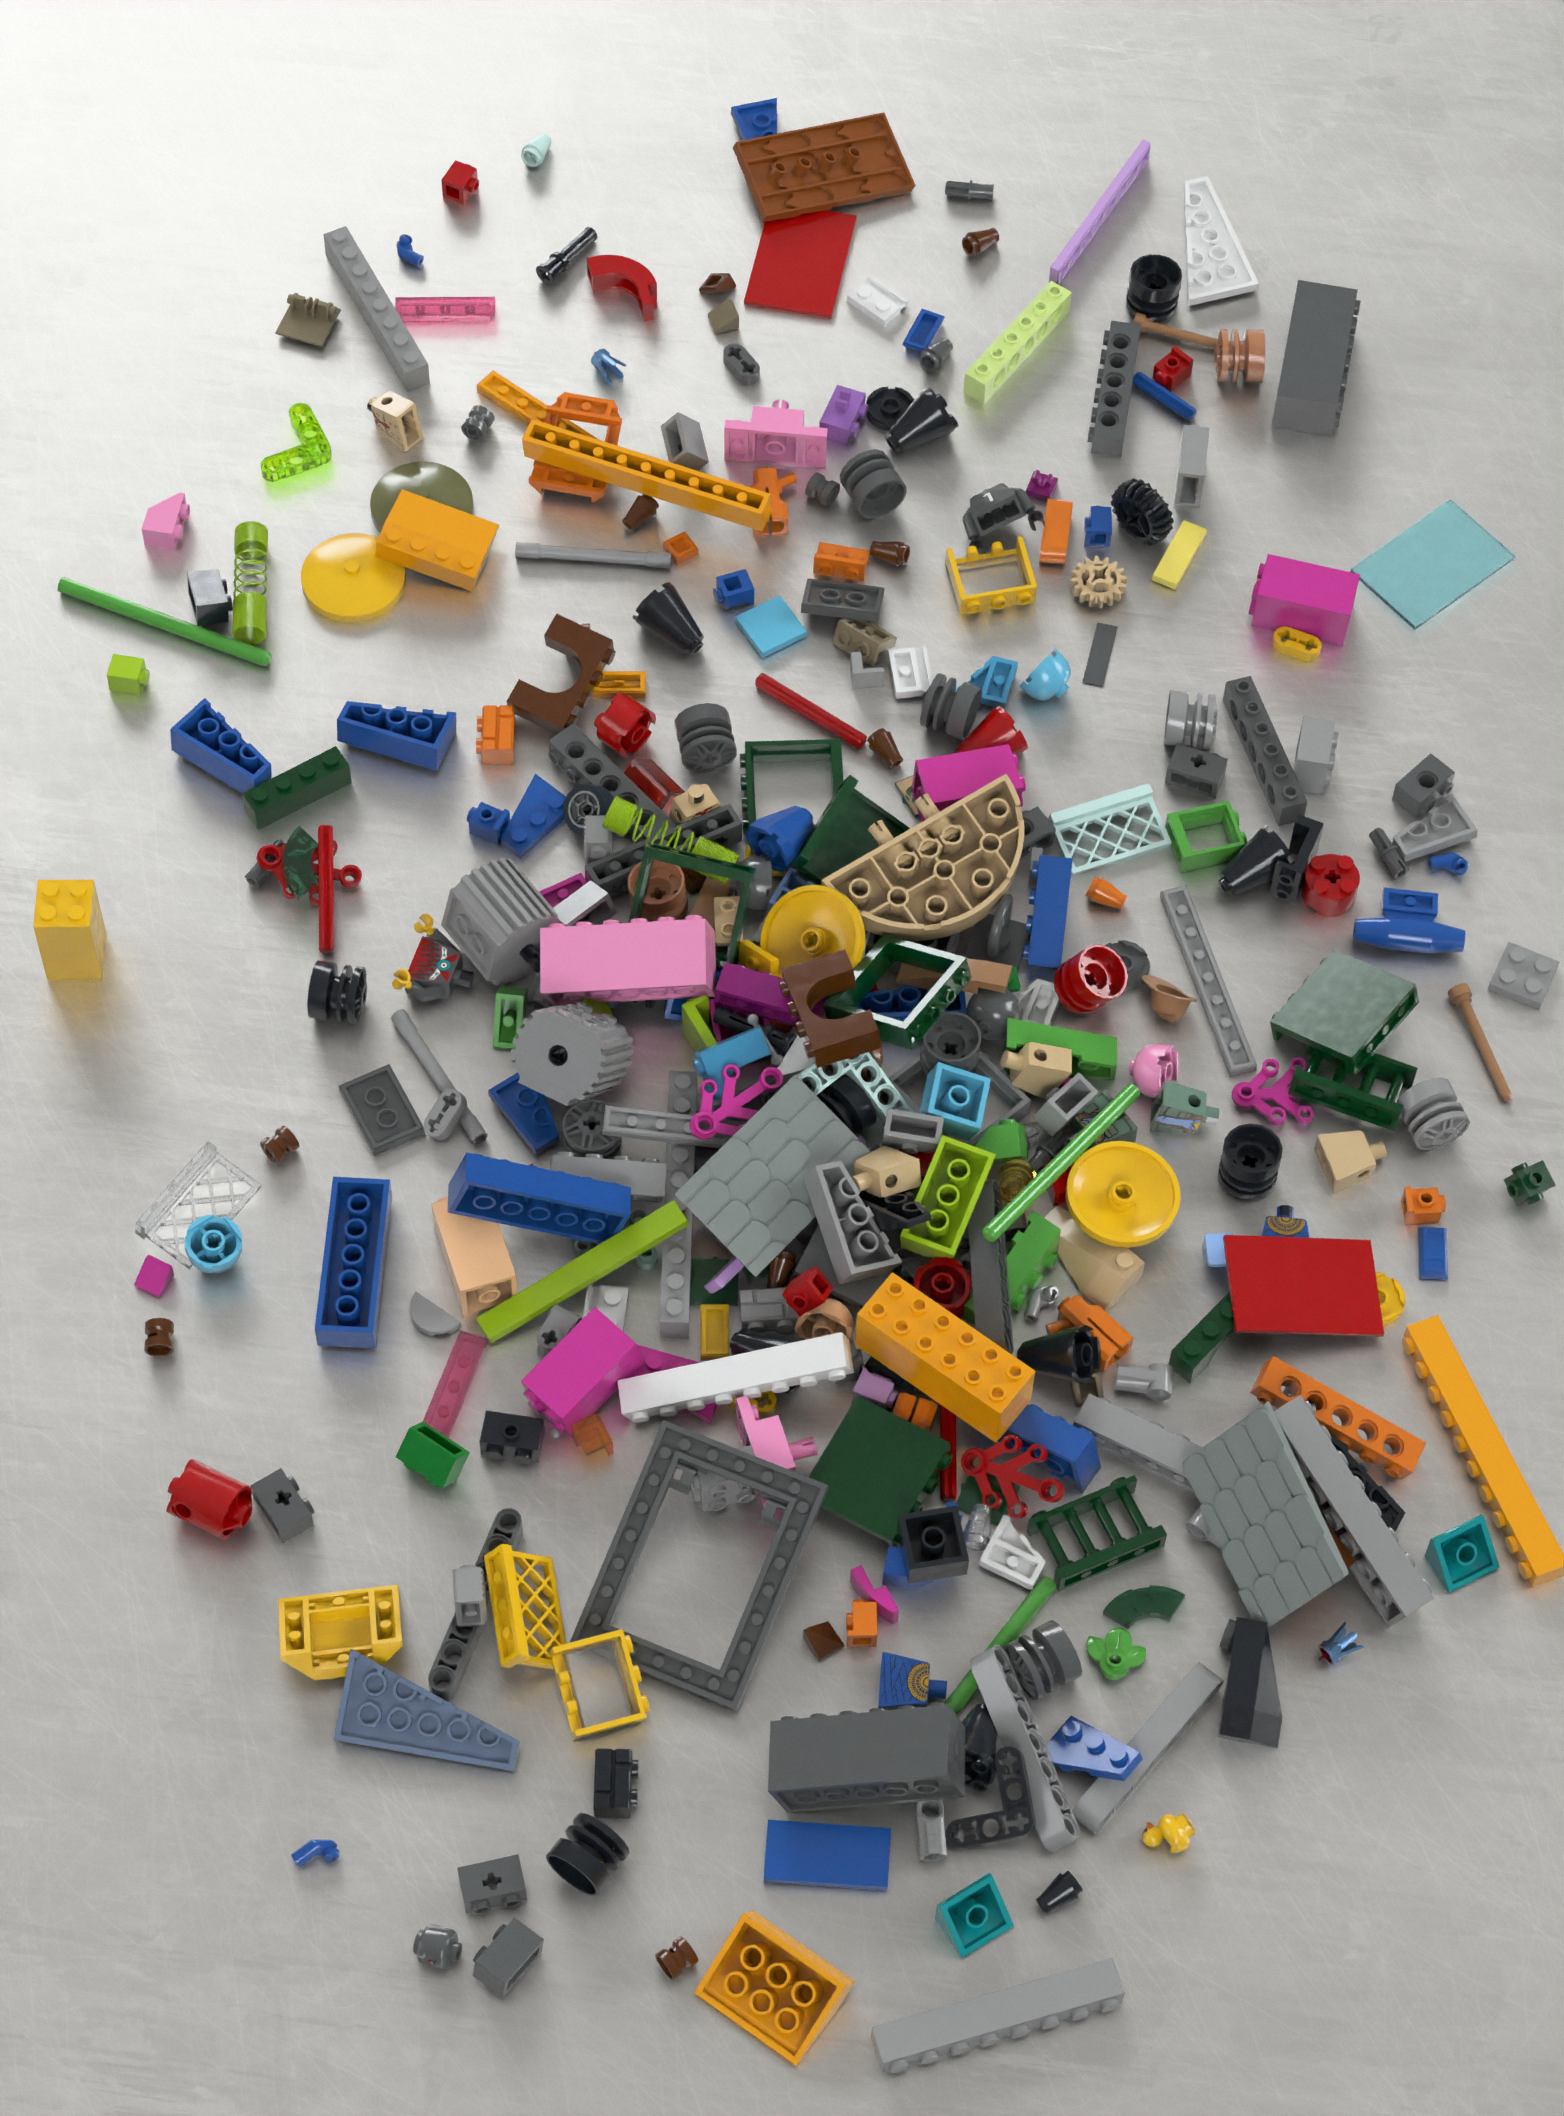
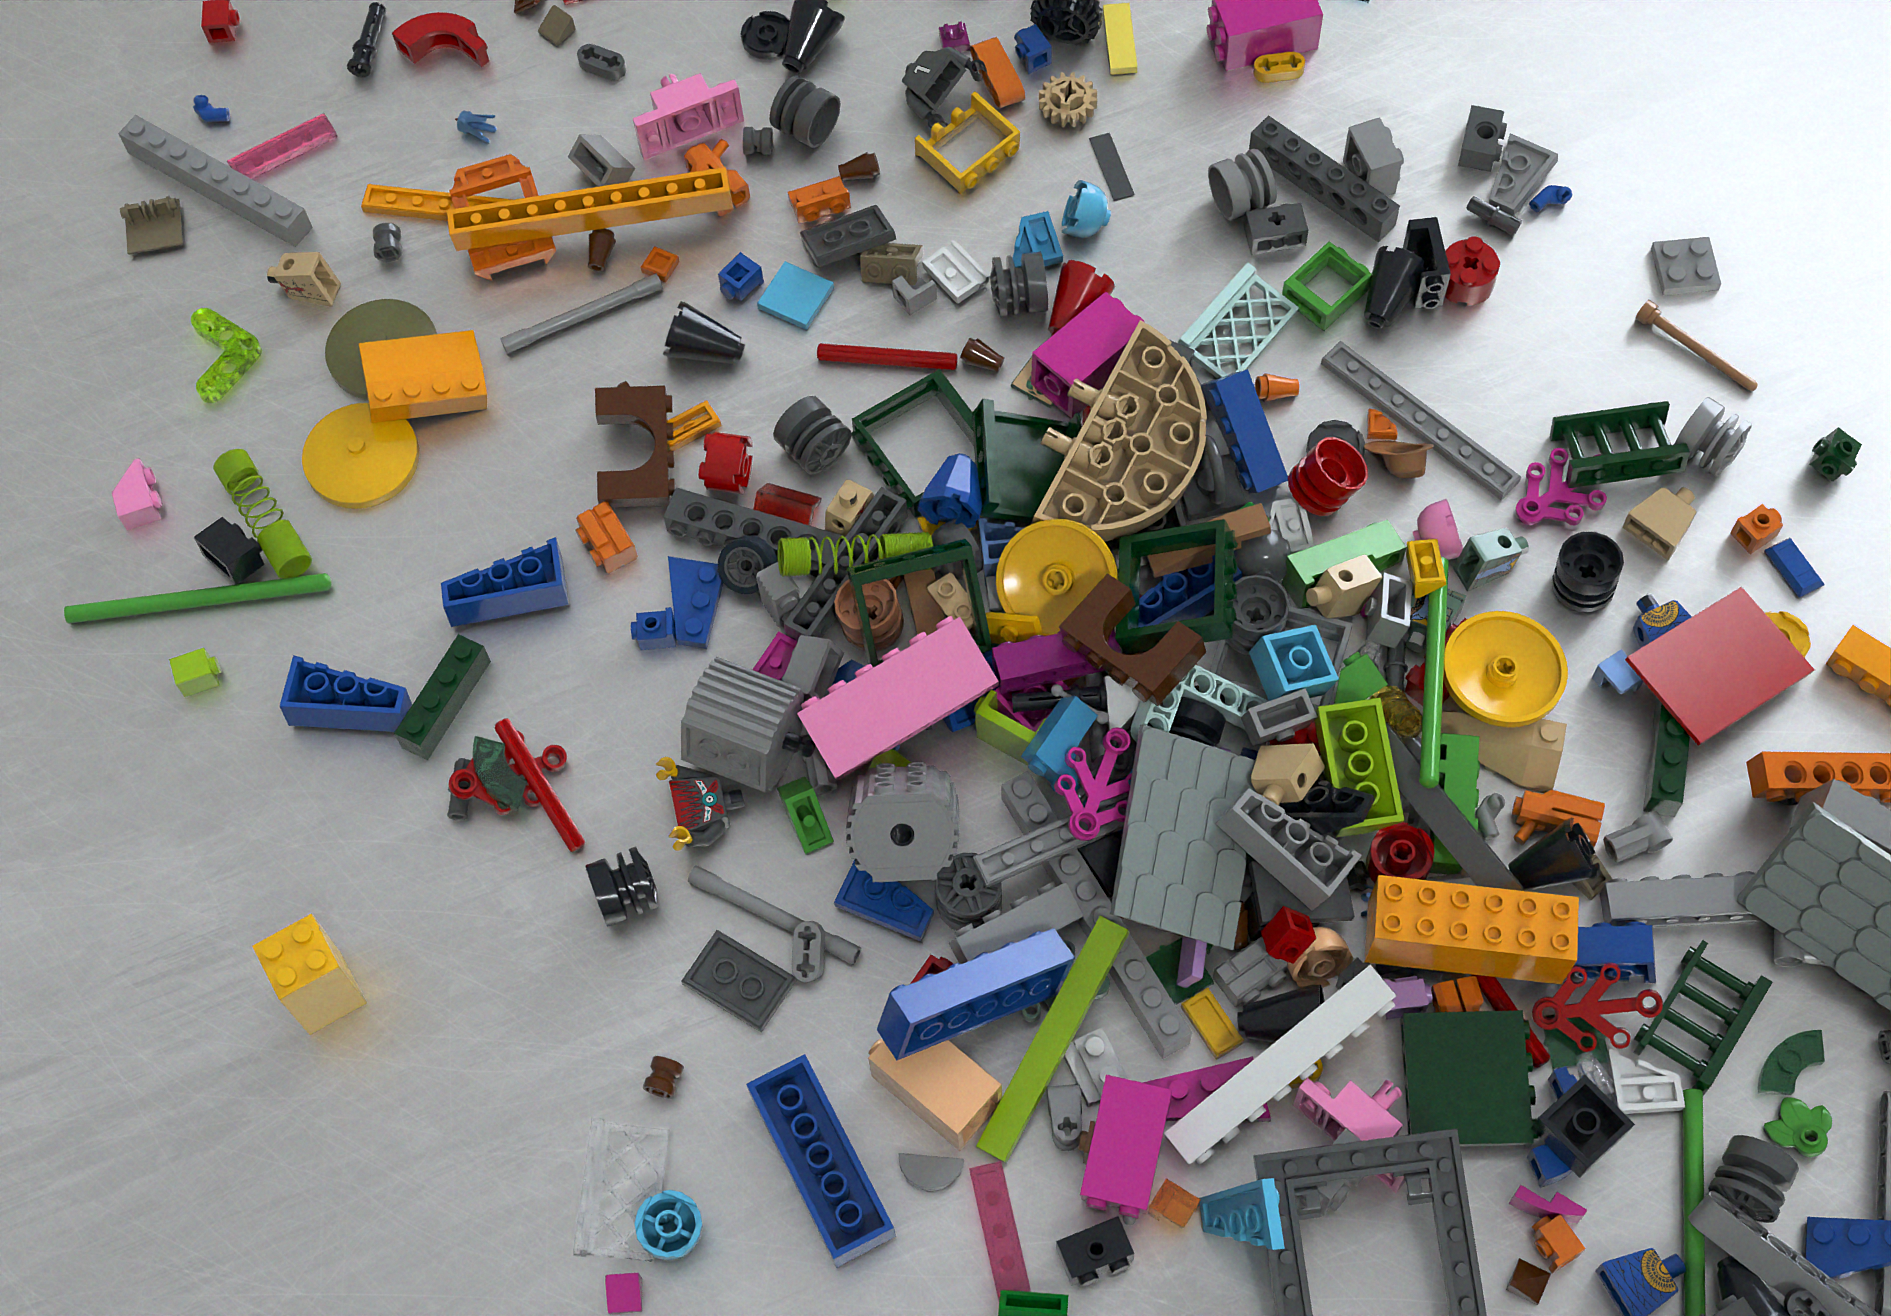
camera: 25 degrees left, 5 degrees up
(631, 1457) = (1245, 1214): none -> medium azure wing
(844, 414) = (729, 59): medium lavender brick -> none
(1115, 1085) = (1425, 566): none -> yellow slope
(1170, 968) = (1380, 426): none -> orange tile
(1346, 1009) = (1568, 380): panel -> none
(1409, 925) = (1560, 272): blue plate -> none

